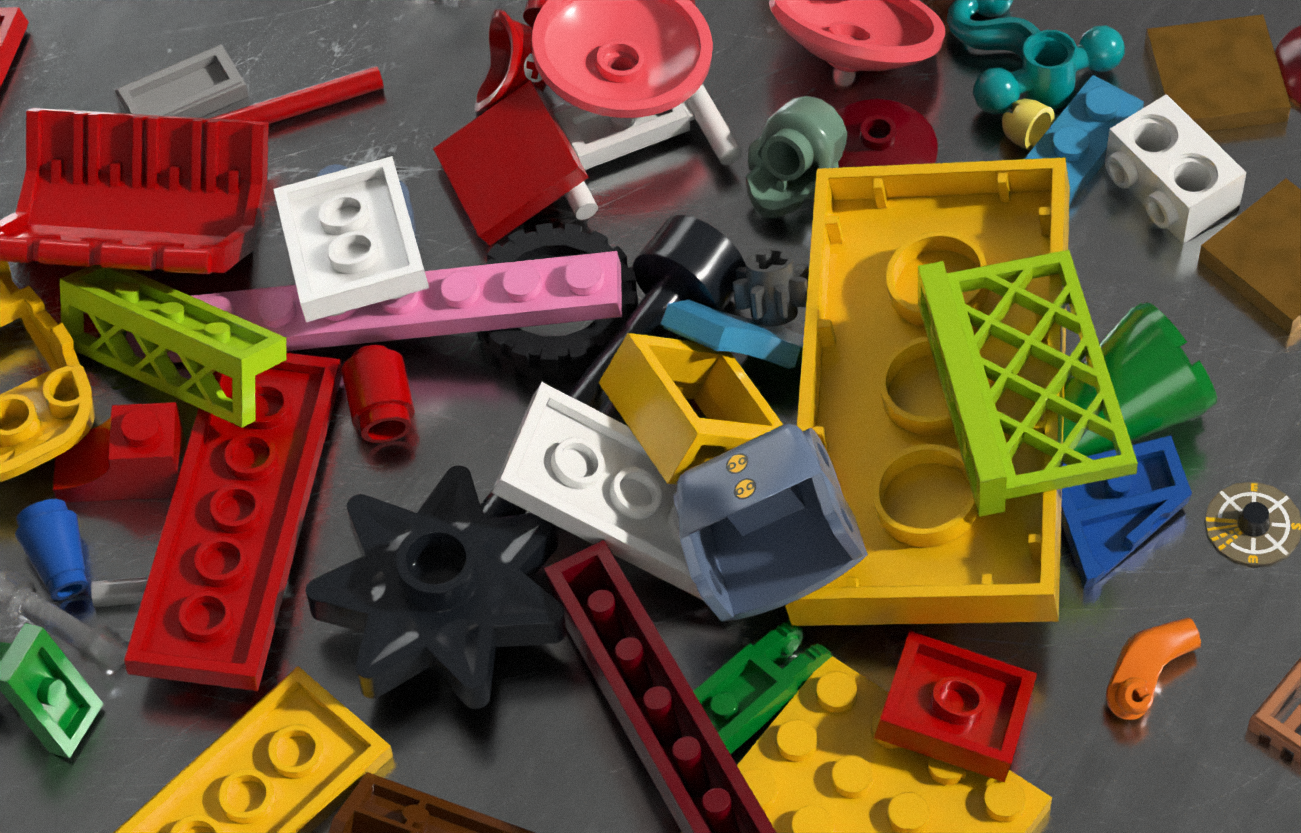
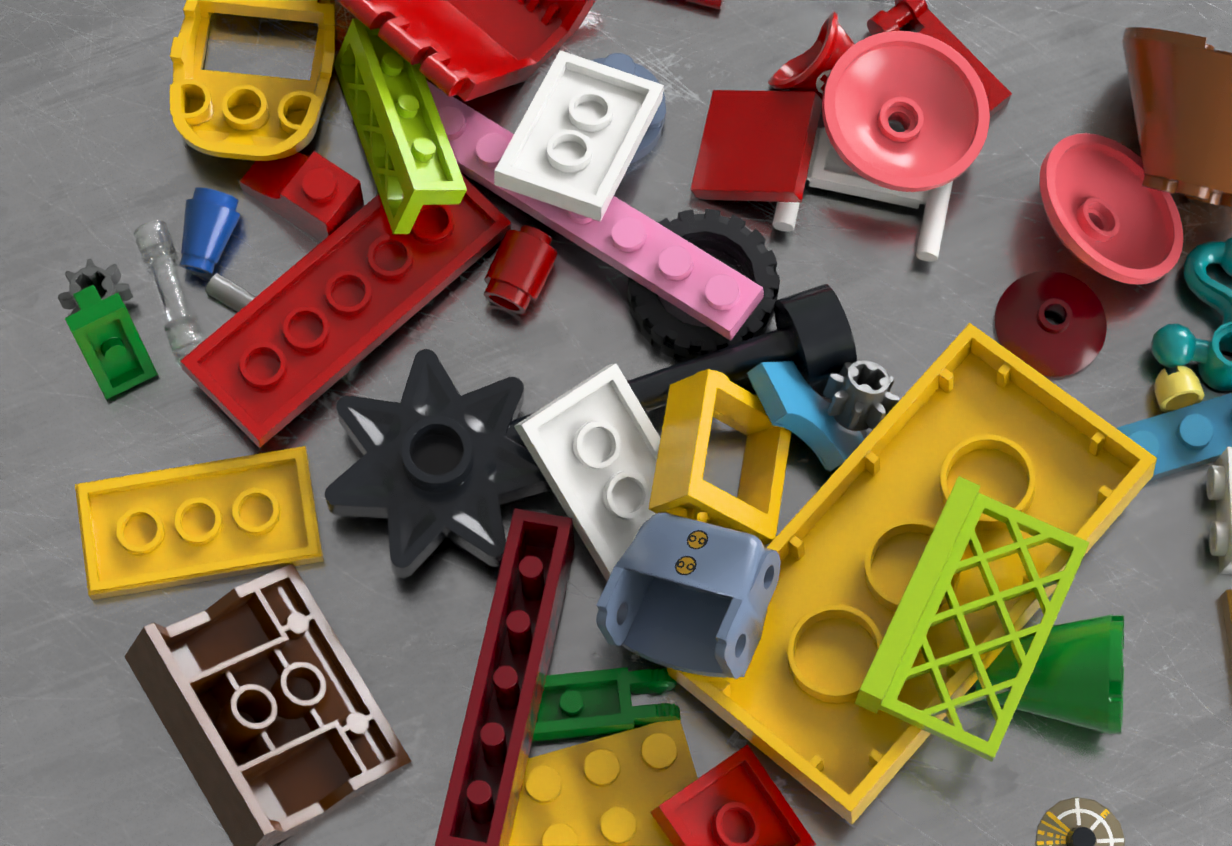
camera: 30 degrees right, 15 degrees up
(785, 158) = (972, 289): sand green head -> none
(1118, 514) = (1020, 764): blue wing -> none

